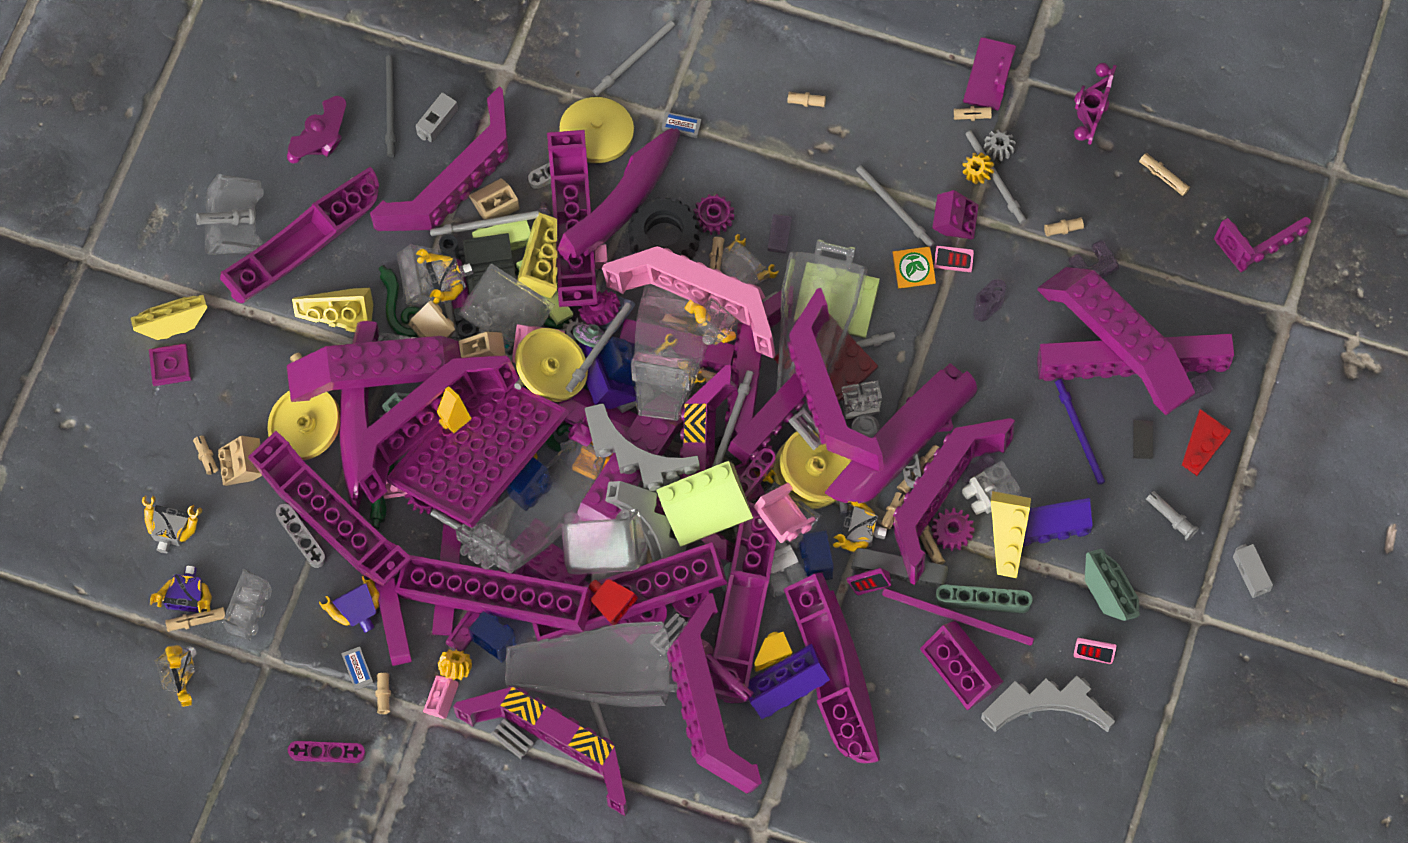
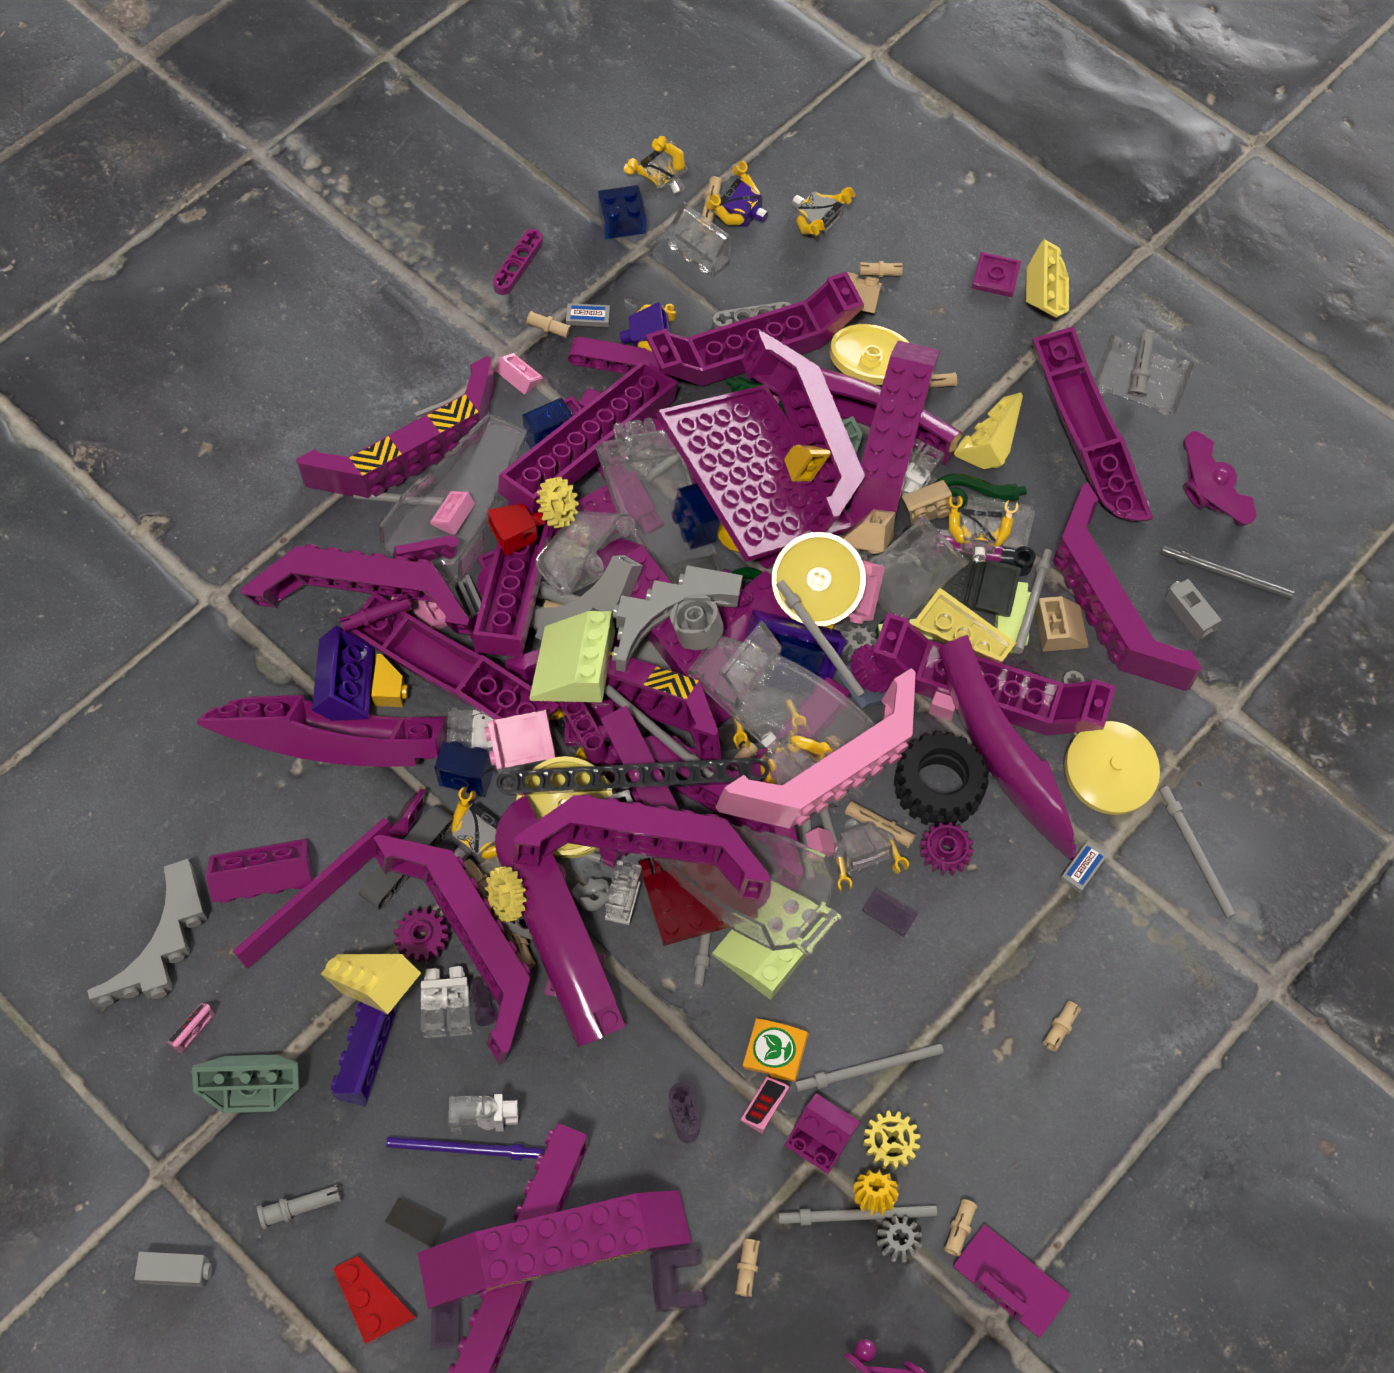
camera: 110 degrees right, 5 degrees down
(238, 686) = (622, 212): none -> clear blue brick
(455, 664) = (547, 388): yellow gear -> none
(579, 573) = (557, 502): none -> light yellow gear
(588, 334) = (838, 634): sand green dish -> none
(601, 678) = (453, 512): none -> bright pink slope
(646, 412) = (697, 622): none -> light grey brick
(653, 672) = (428, 549): none -> magenta plate
(783, 424) = (620, 772): none -> black beam
(905, 469) = (505, 894): none -> light yellow gear
(930, 168) = (899, 1146): none -> light yellow gear
(931, 547) = (410, 902): tan pin -> none
(992, 594) = (319, 942): sand green beam -> none
(1054, 426) = (482, 1112): none -> clear hips

